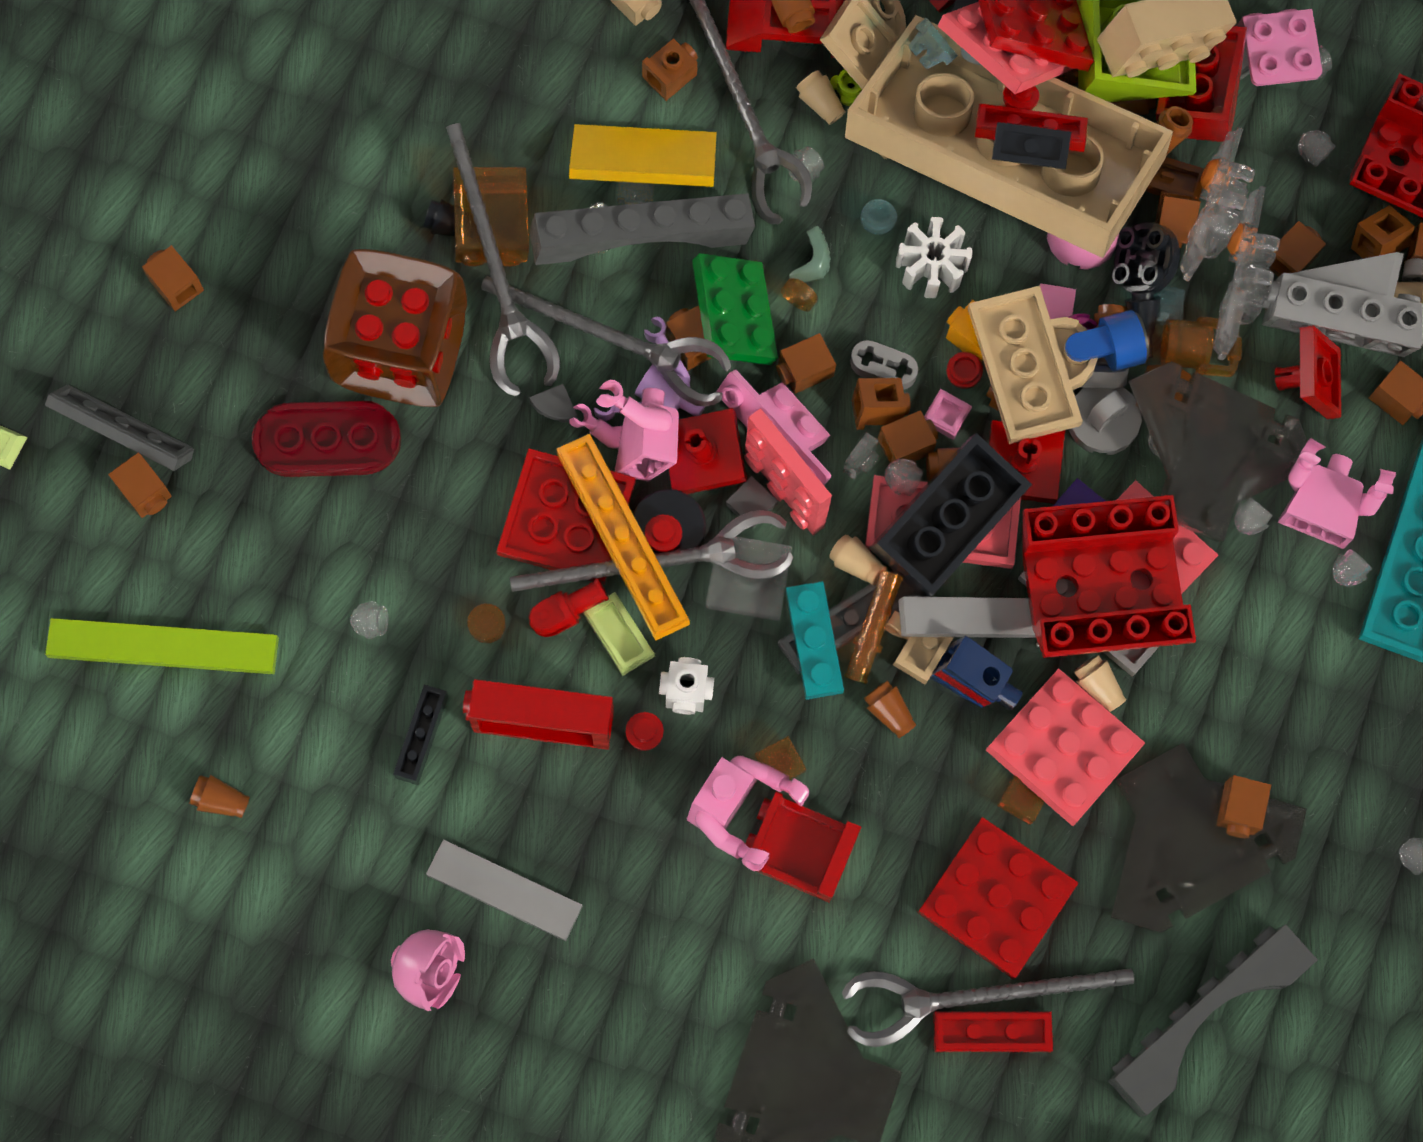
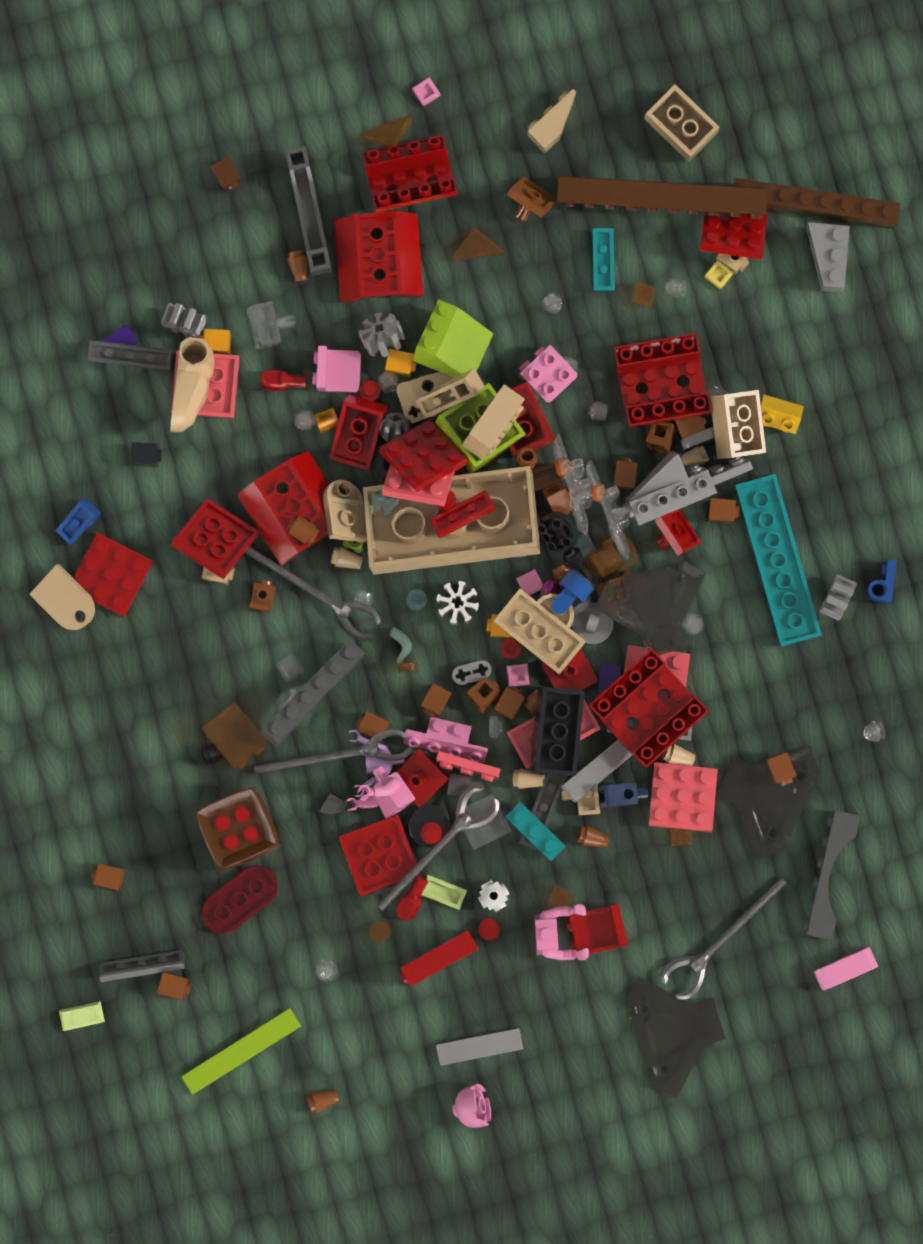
camera: 30 degrees left, 10 degrees up
(421, 734) = (389, 1005): black piece -> none
(512, 321) = (285, 781): flat silver piece -> none
(623, 537) = (414, 849): light orange tile -> none
(643, 155) = (284, 652): yellow tile -> none
(735, 307) = (384, 699): green plate -> none
(873, 627) = (558, 807): clear orange pin -> none
(903, 476) = (521, 725): clear plate -> none
(993, 1032) = (739, 950): red tile -> none
(998, 898) = (700, 888): red plate -> none
(1031, 145) = (470, 528): black plate -> none
(1327, 499) = (722, 591): bright pink torso -> none
(1350, 569) = (755, 616): clear plate -> none

